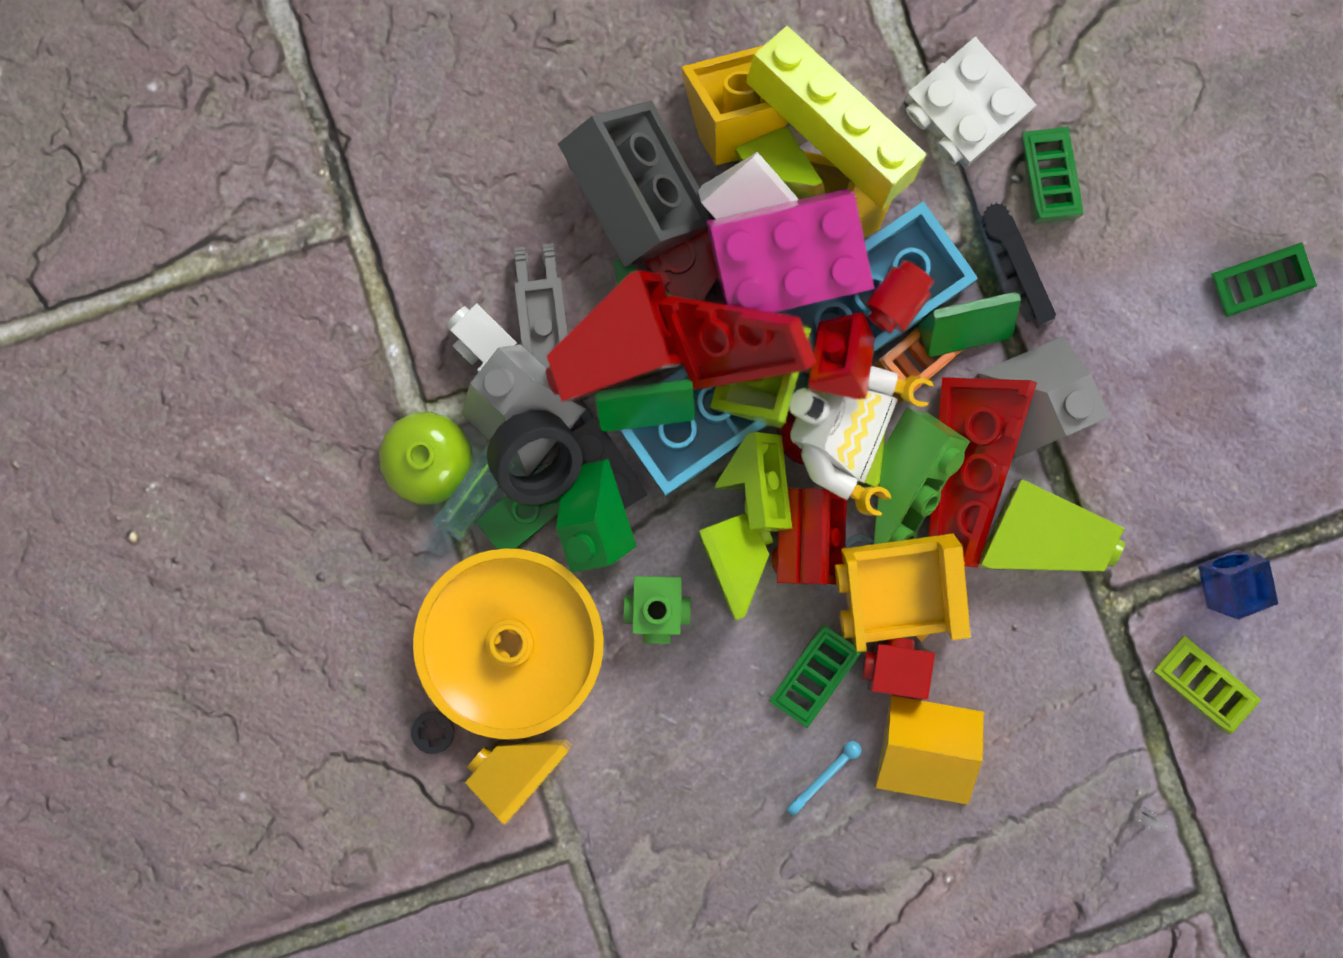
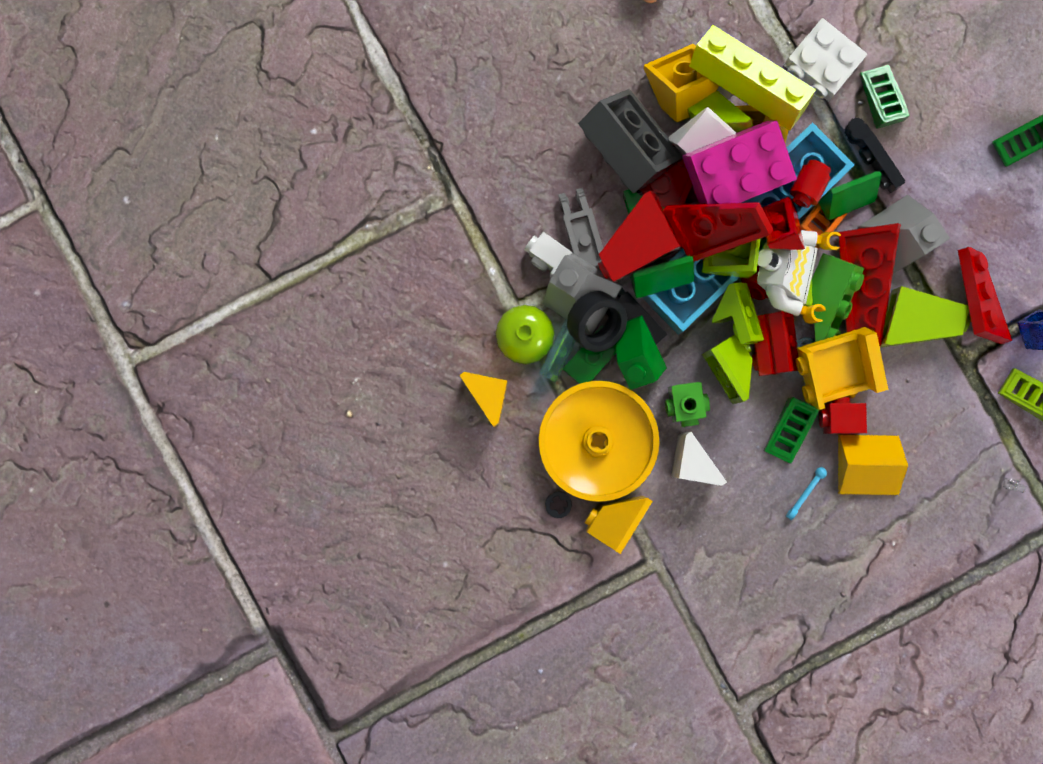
camera: 15 degrees left, 0 degrees up
(347, 546) = (488, 393): none -> yellow slope
(649, 706) = (693, 462): none -> white slope
(1148, 519) = (982, 299): none -> red wing

